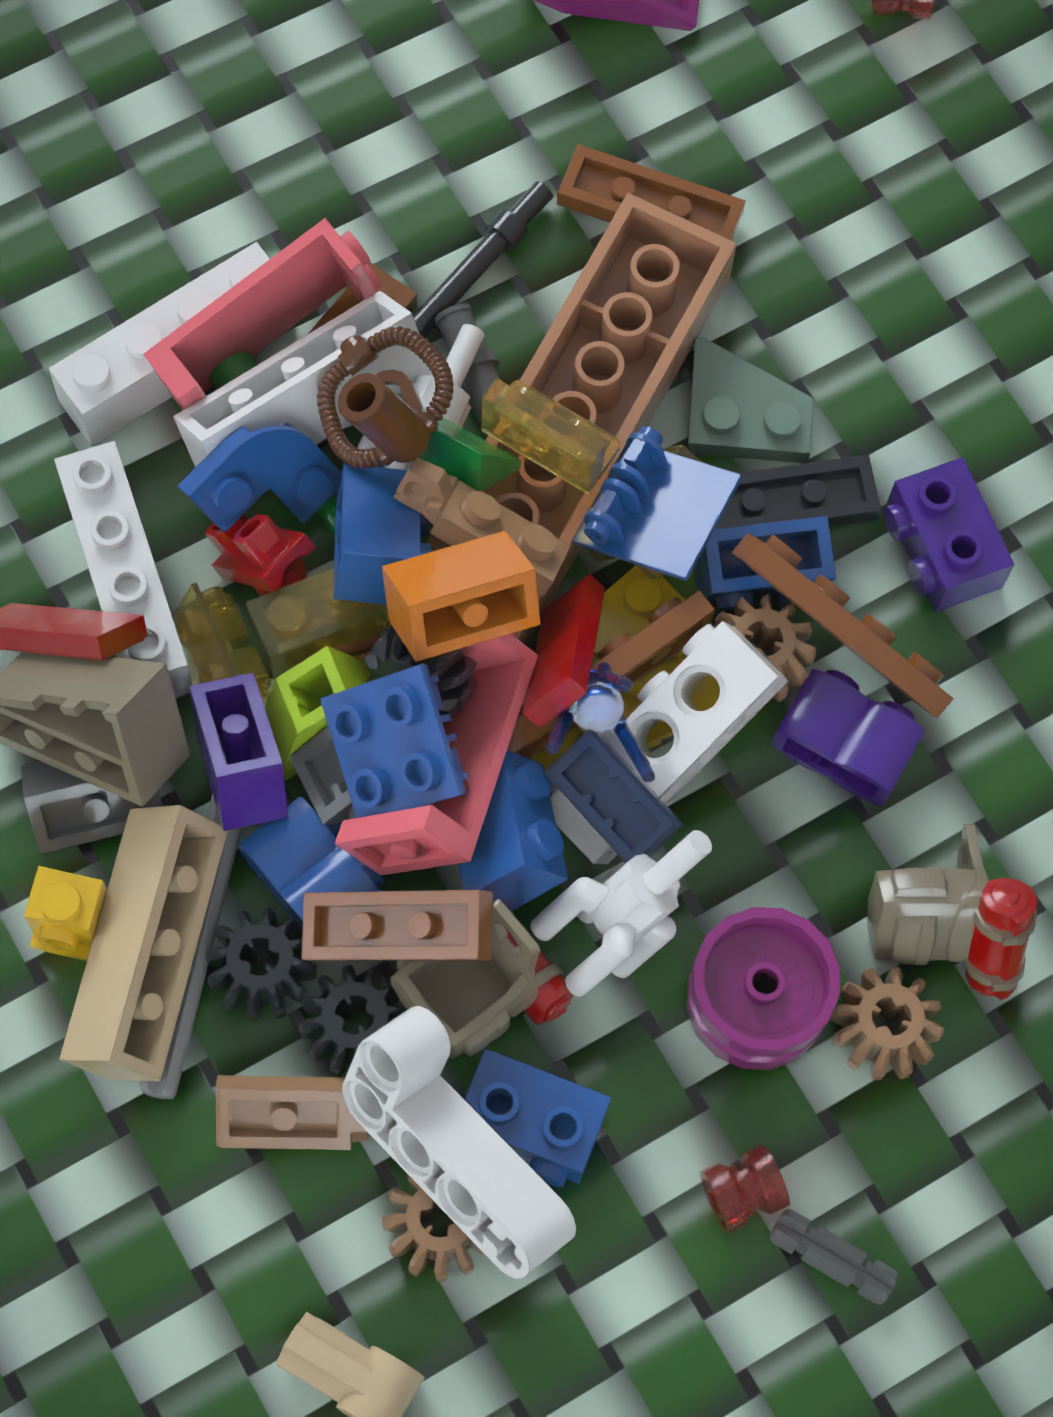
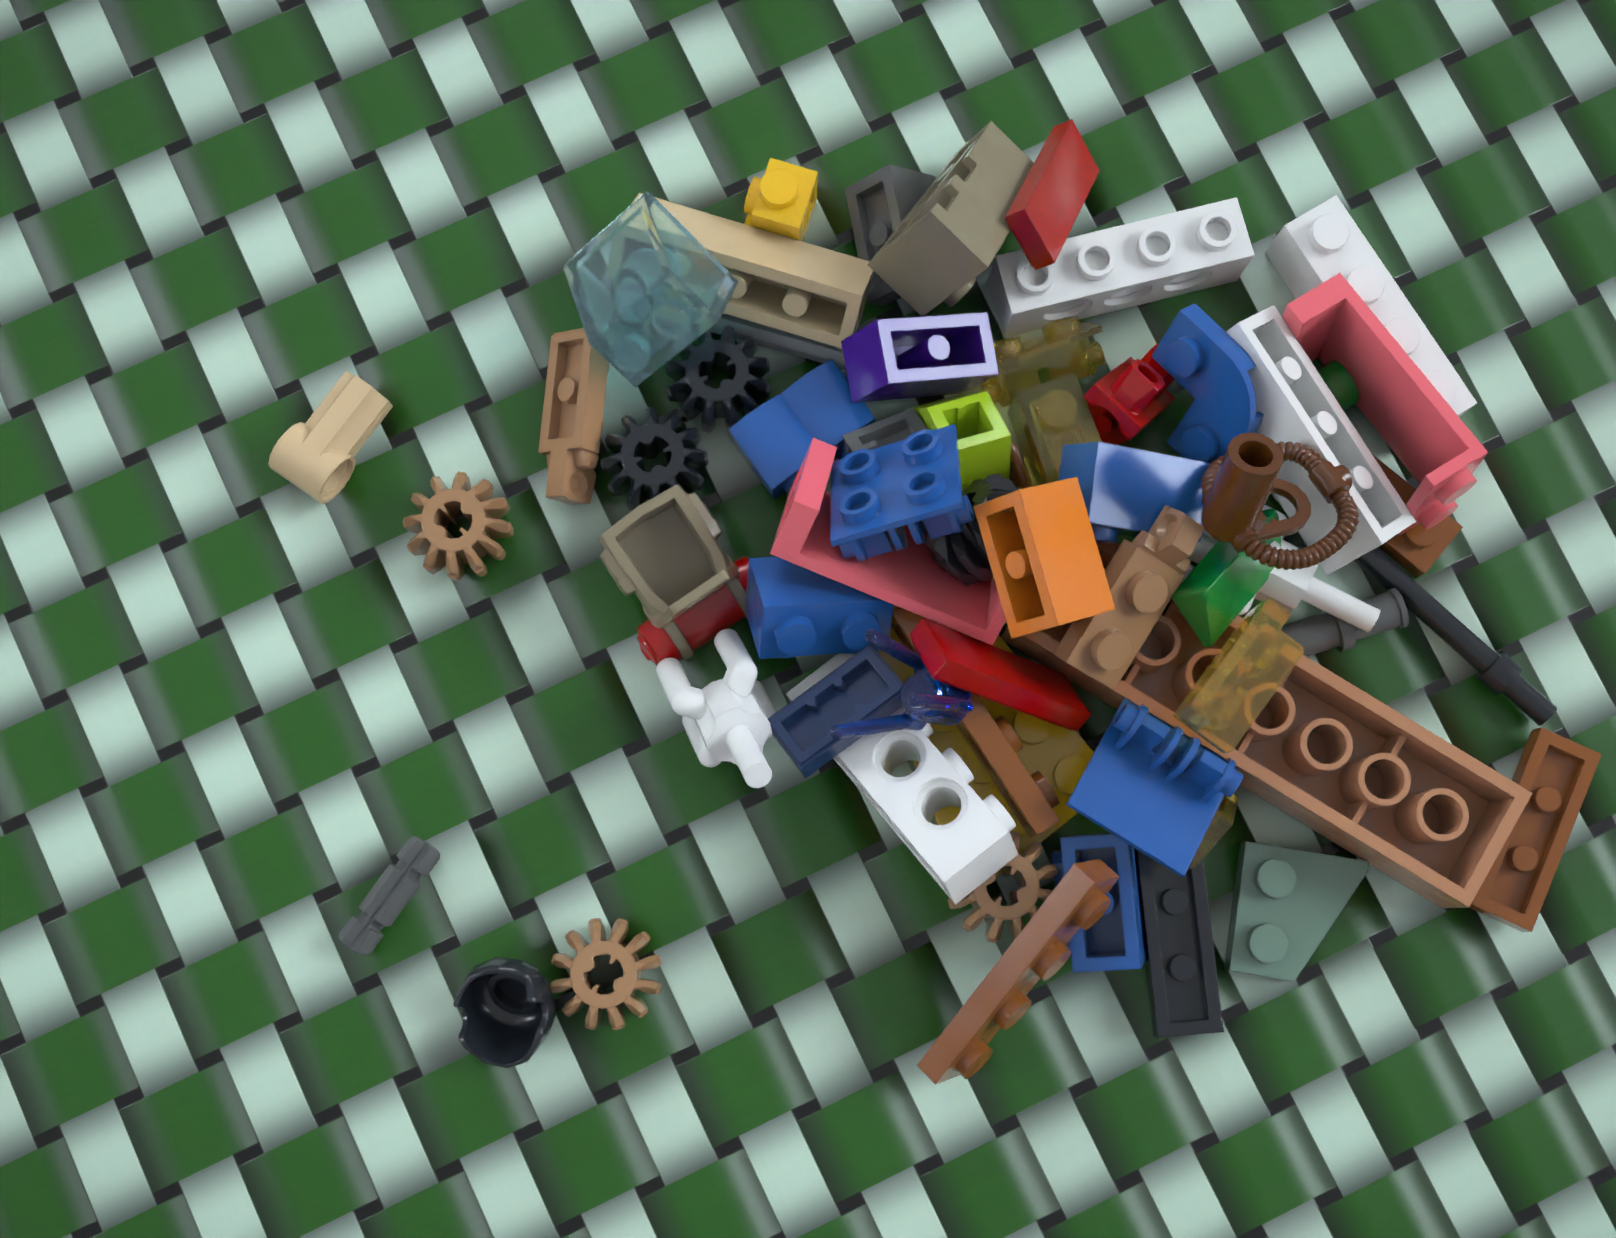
camera: 95 degrees right, 10 degrees up
(182, 1027) = (646, 289): none -> clear light blue slope
(398, 926) = (719, 489): plate -> none
(450, 1148) = (502, 530): white beam -> none
(539, 1115) = (545, 617): blue brick -> none
(740, 1190) = (458, 813): clear red wheel -> none
(786, 959) = (617, 821): magenta wheel -> none
(848, 736) = (910, 972): dark purple brick -> none
(938, 1116) = (505, 1011): none -> black hair
(947, 535) = (1128, 1106): dark purple brick -> none
(955, 918) = (700, 1054): dark tan piece -> none

